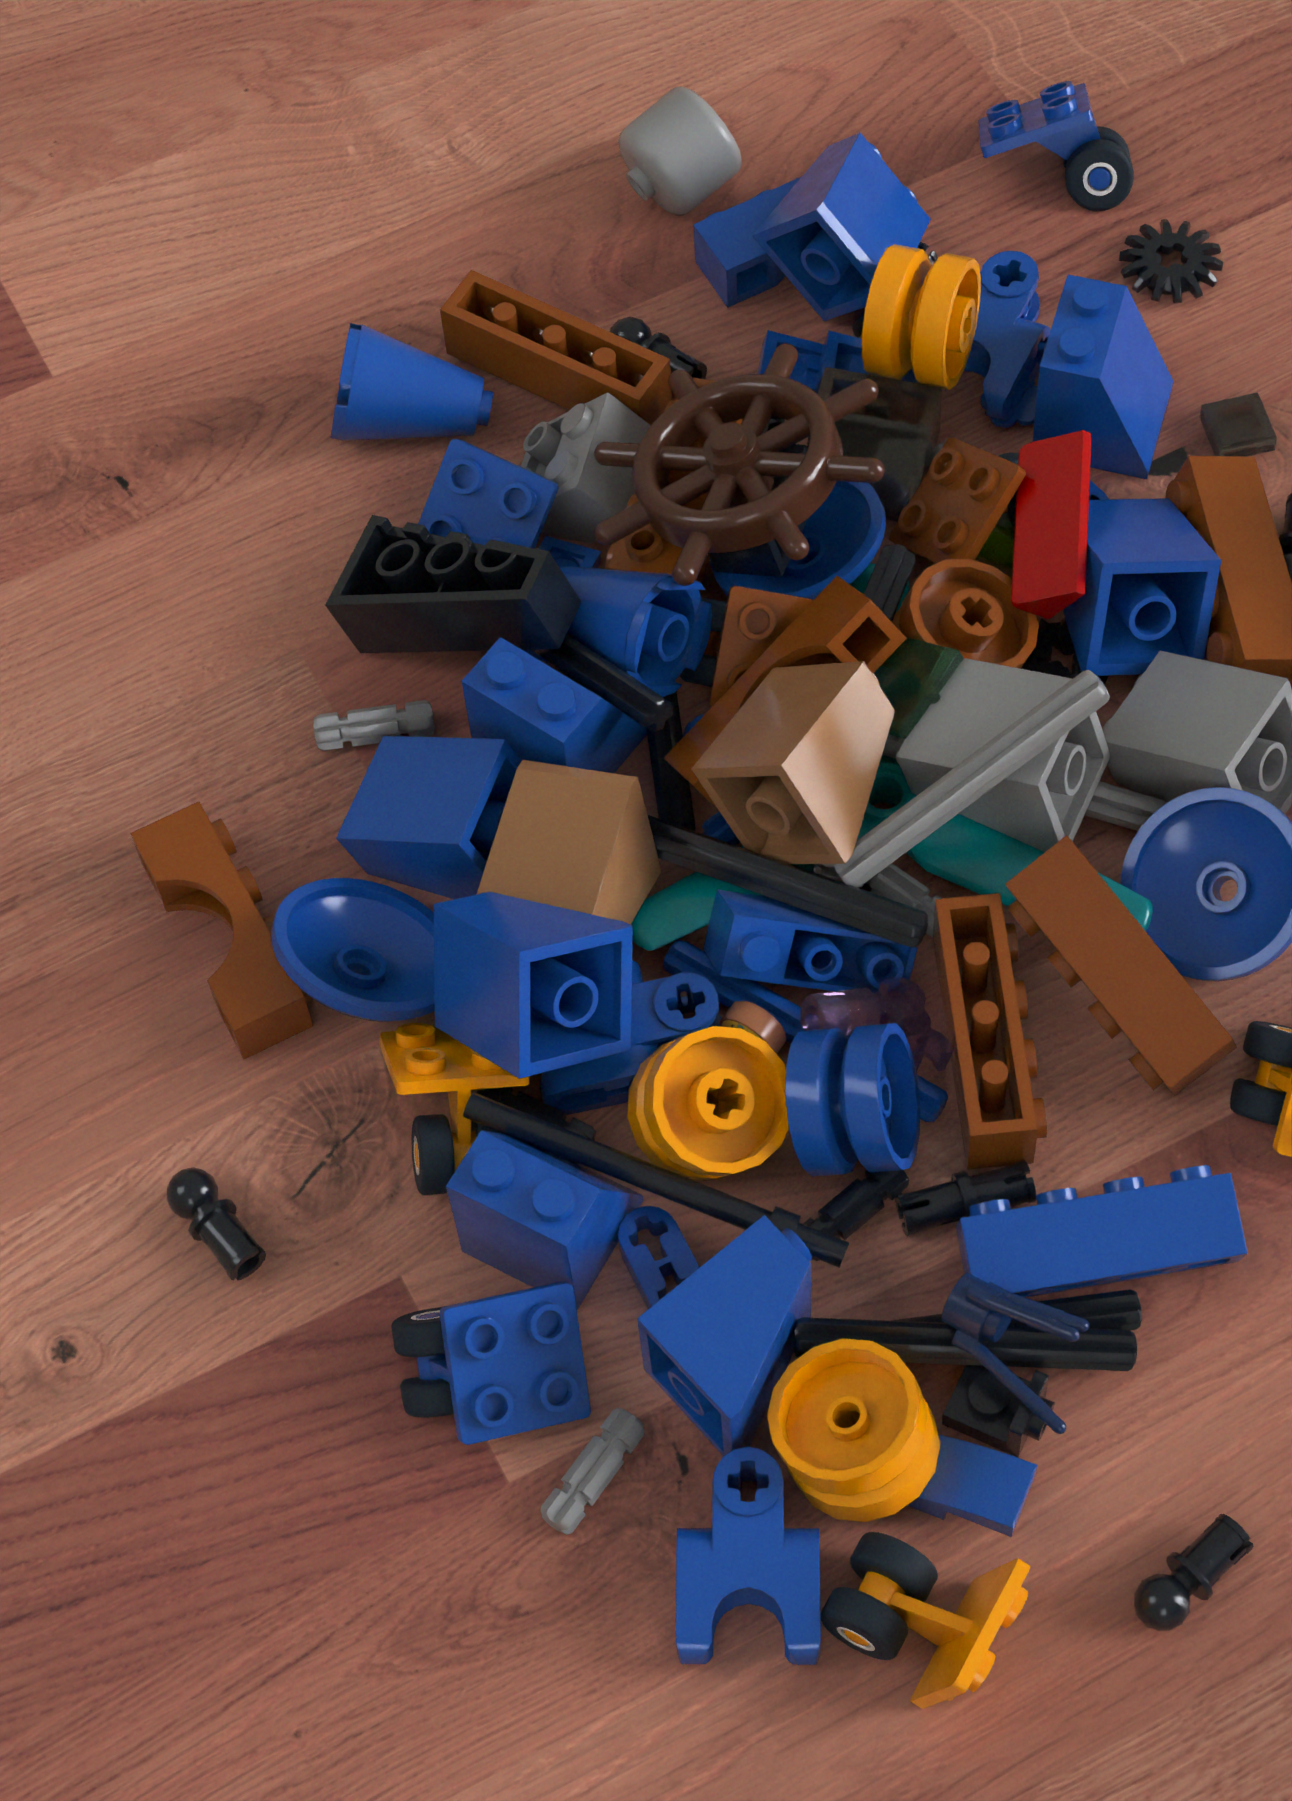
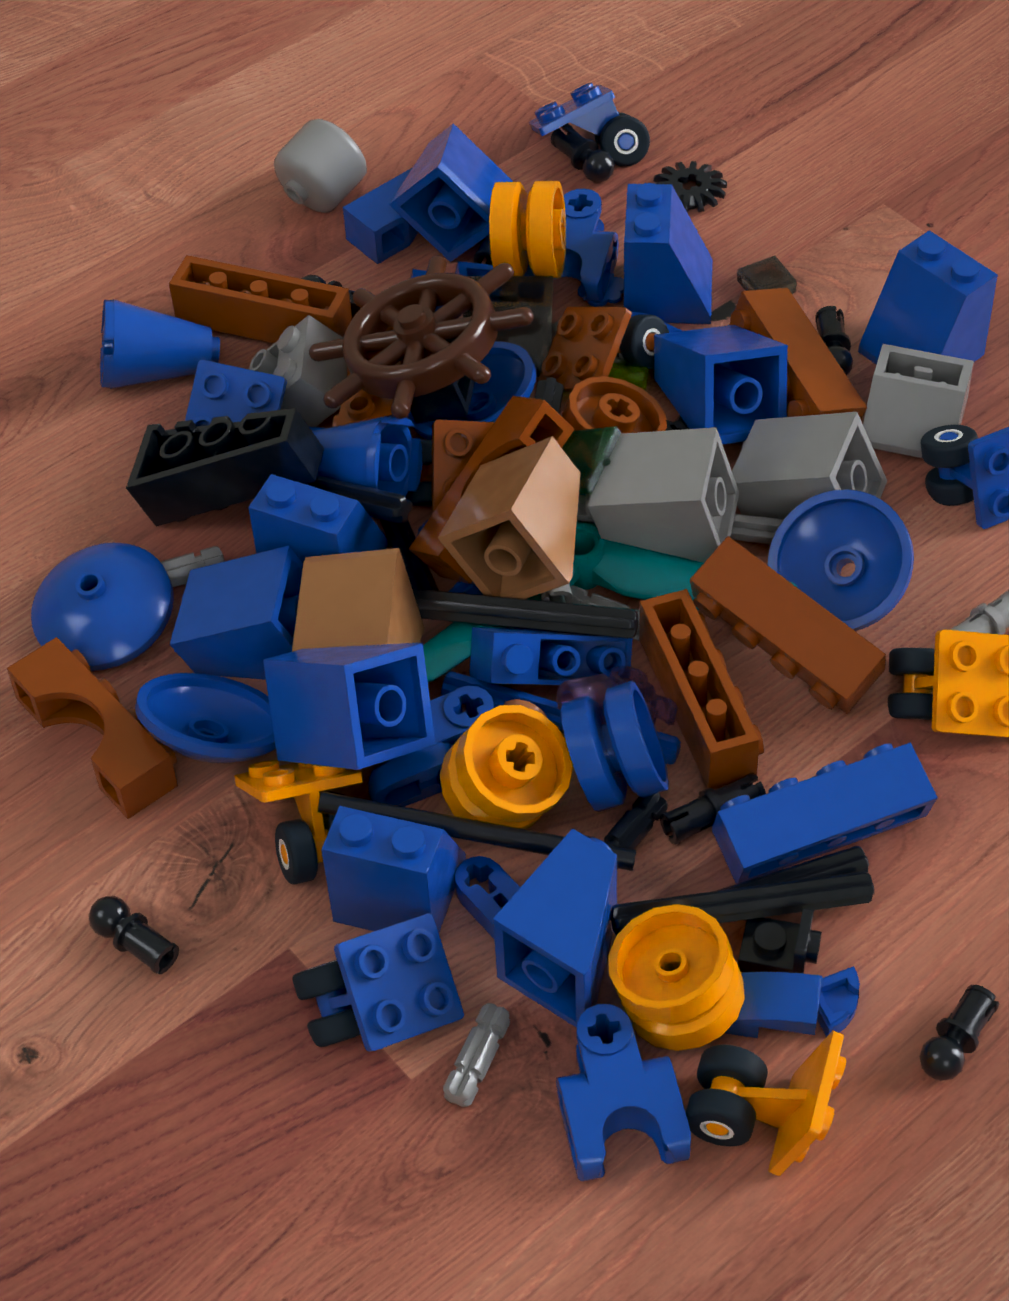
camera: 15 degrees left, 10 degrees down
(285, 780) = (114, 618): none -> blue dish
(974, 777) = (651, 504): light grey axle -> none
(985, 1311) = (756, 869): dark blue plant -> none
(1040, 187) = (584, 154): none -> black pin
(1052, 524) = (659, 344): red slope -> none
(1054, 1494) = (838, 1000): none -> blue tile

